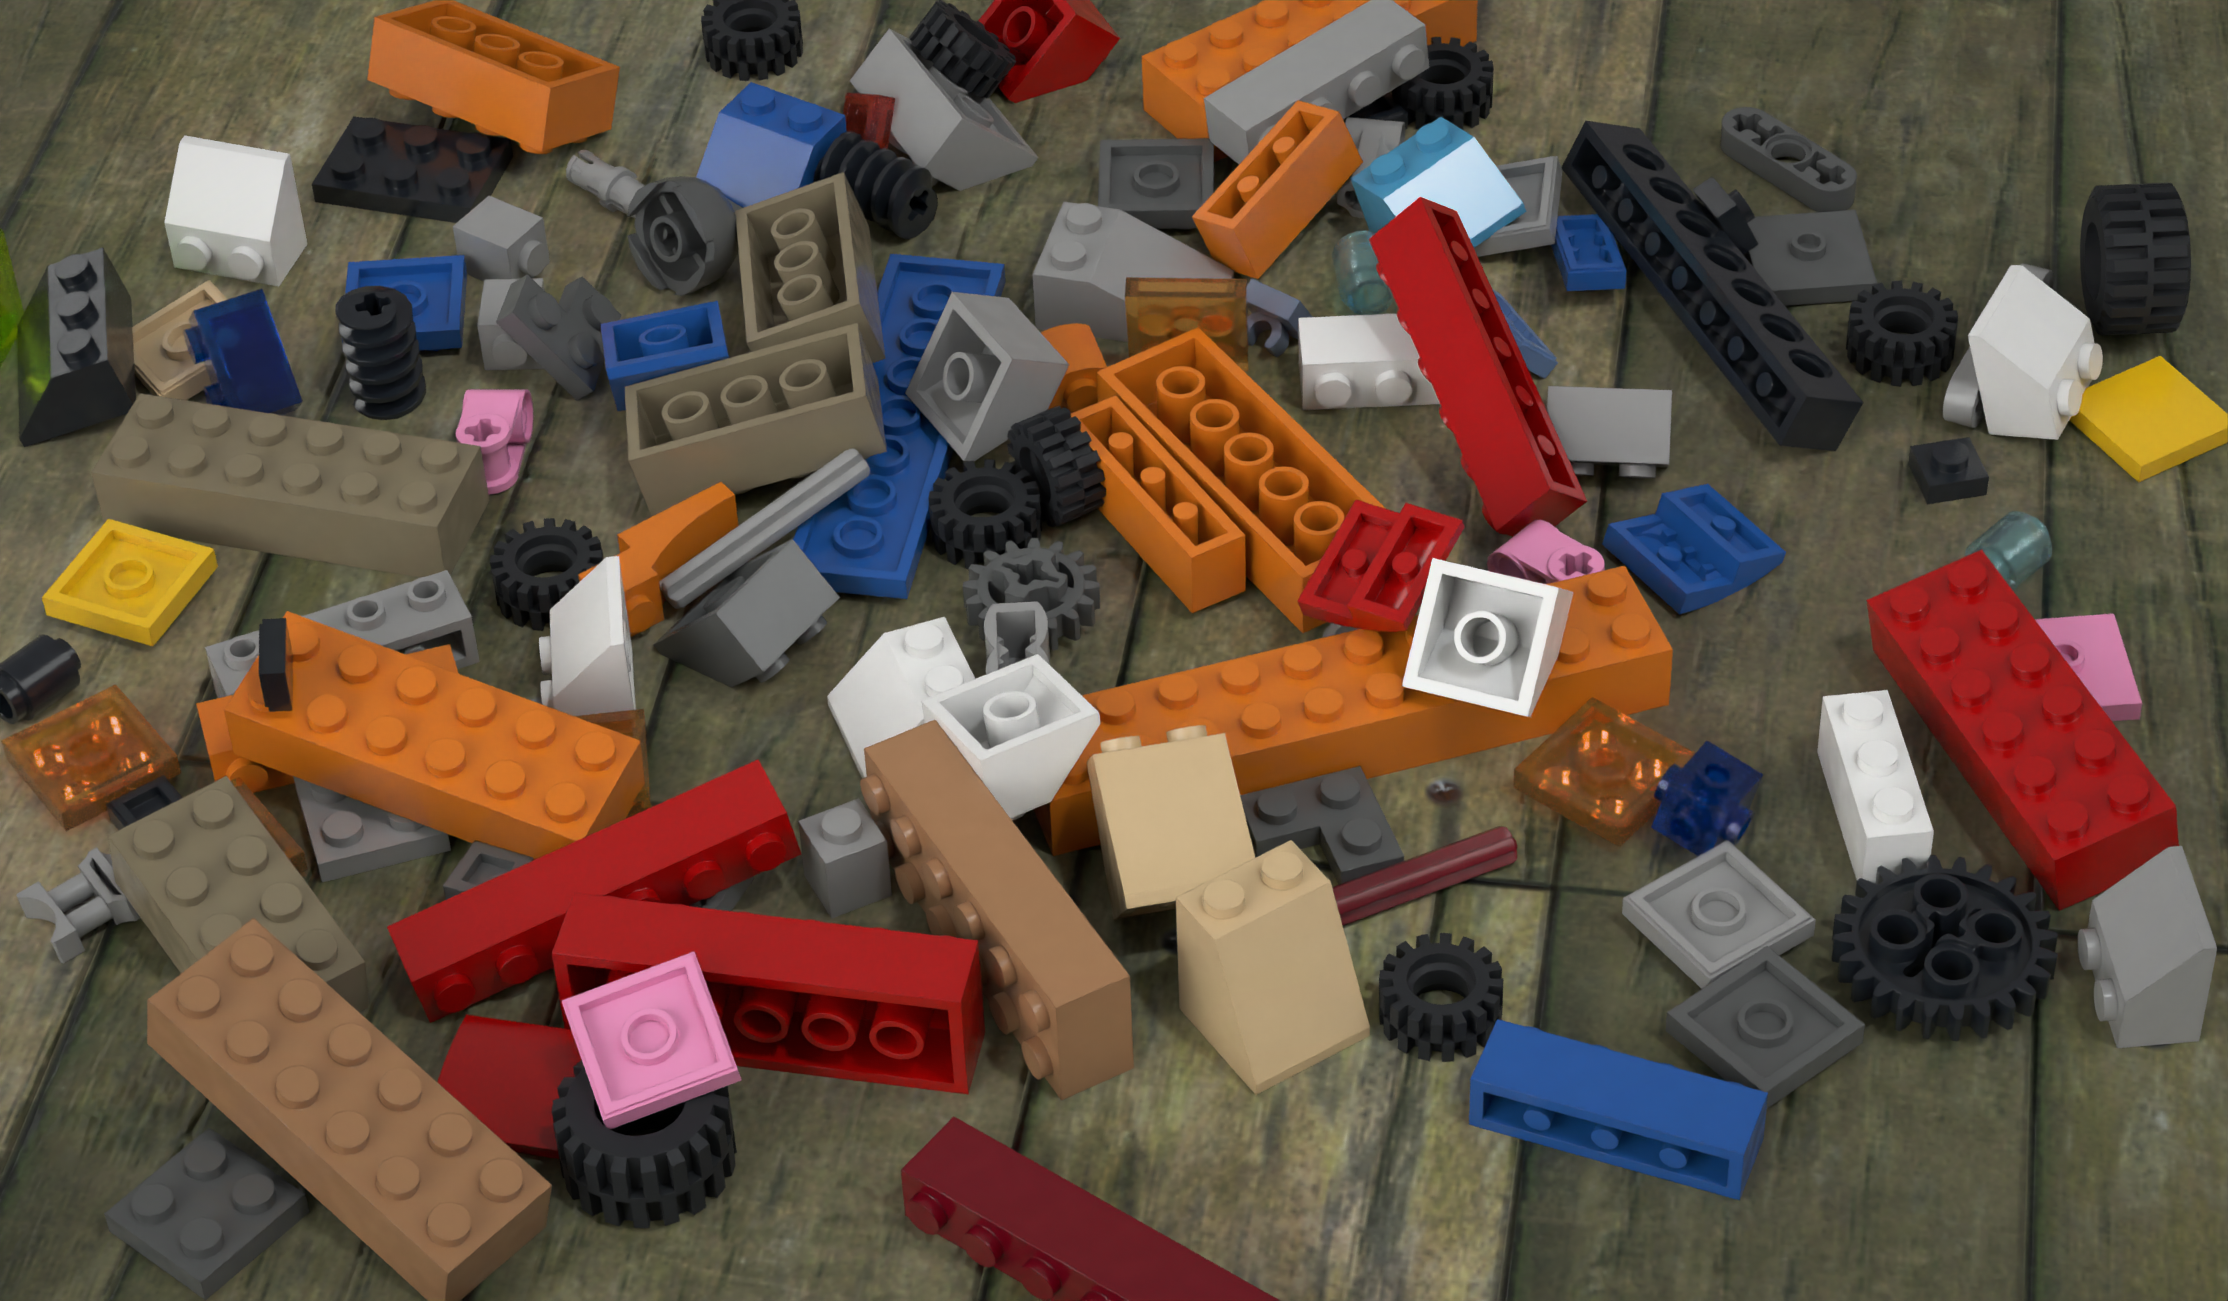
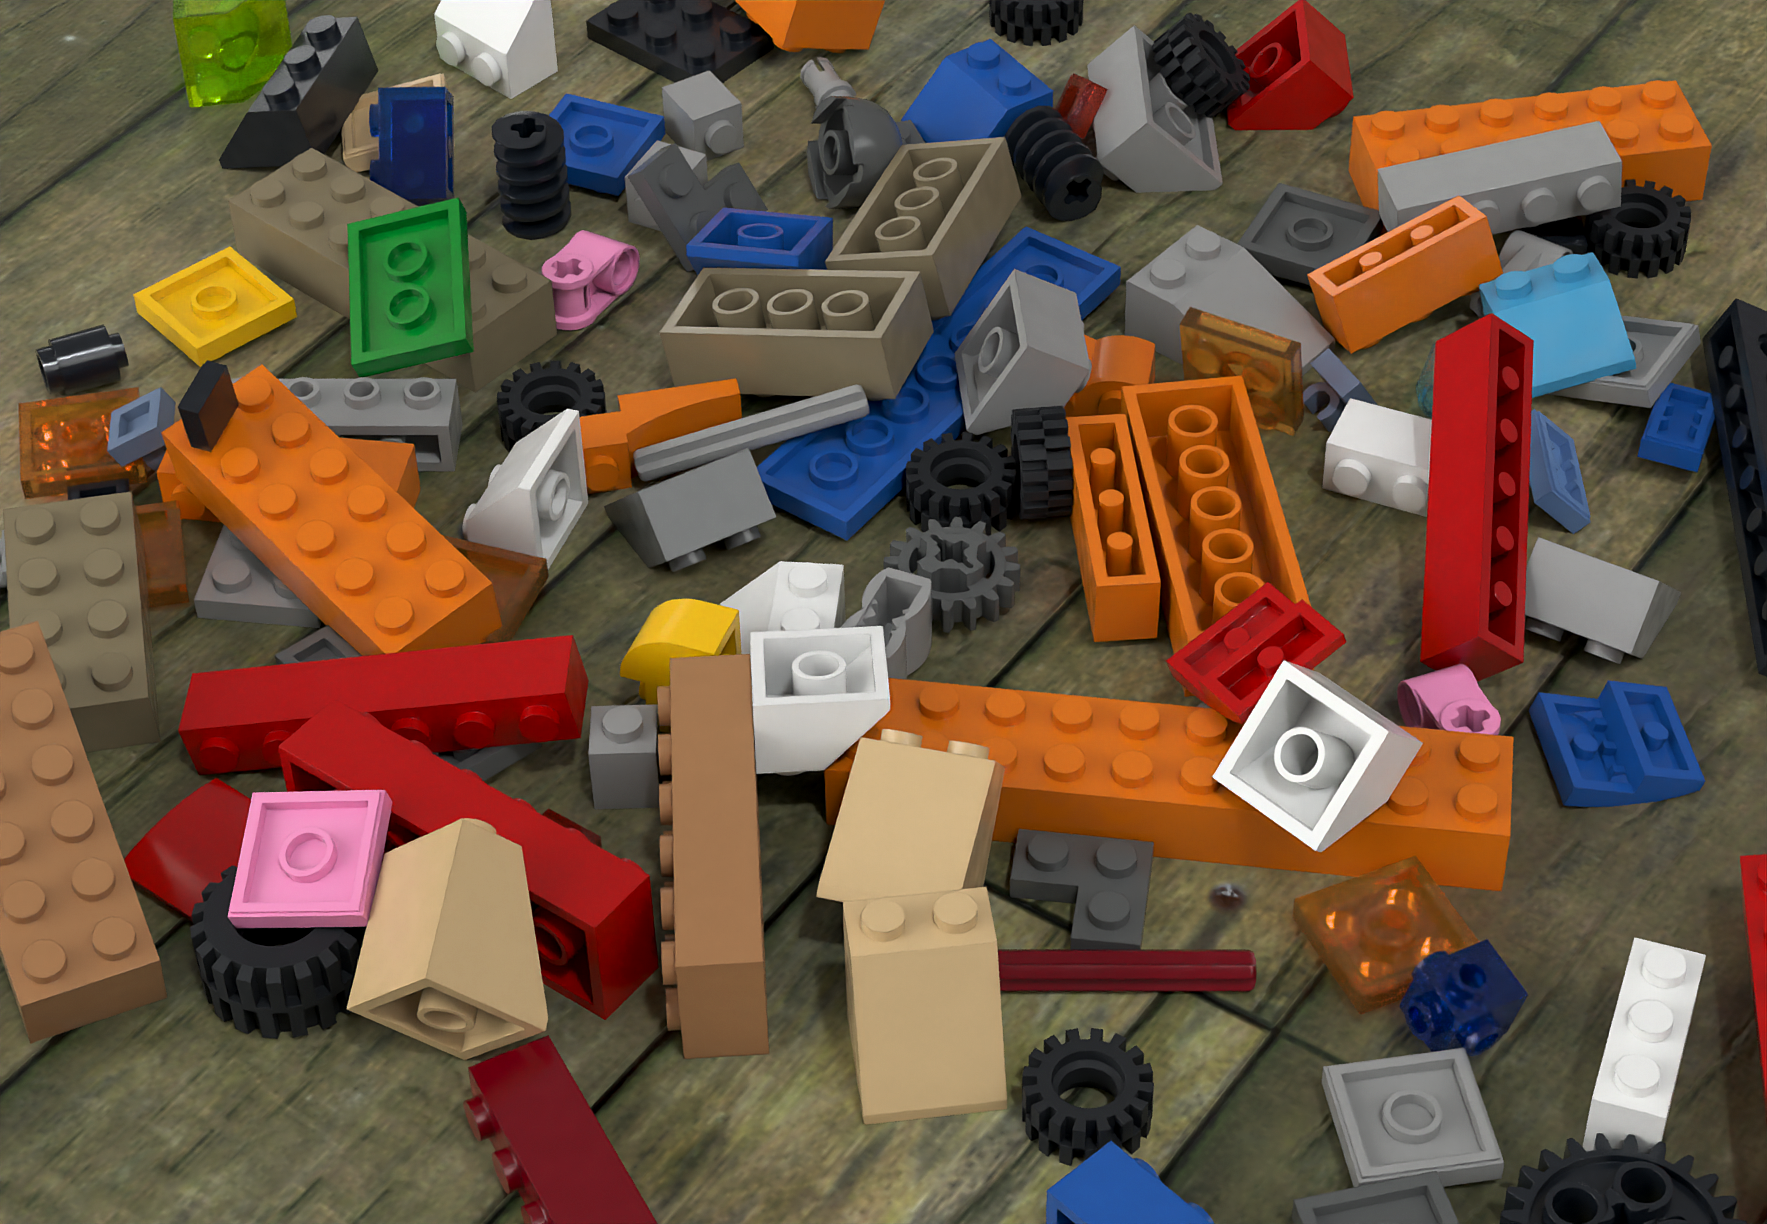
camera: 25 degrees right, 0 degrees up
(163, 720) = (138, 429): none -> sand blue tile
(358, 495) = (409, 288): none -> green plate
(833, 1063) = (453, 944): none -> tan slope
(835, 735) = (678, 631): none -> yellow brick

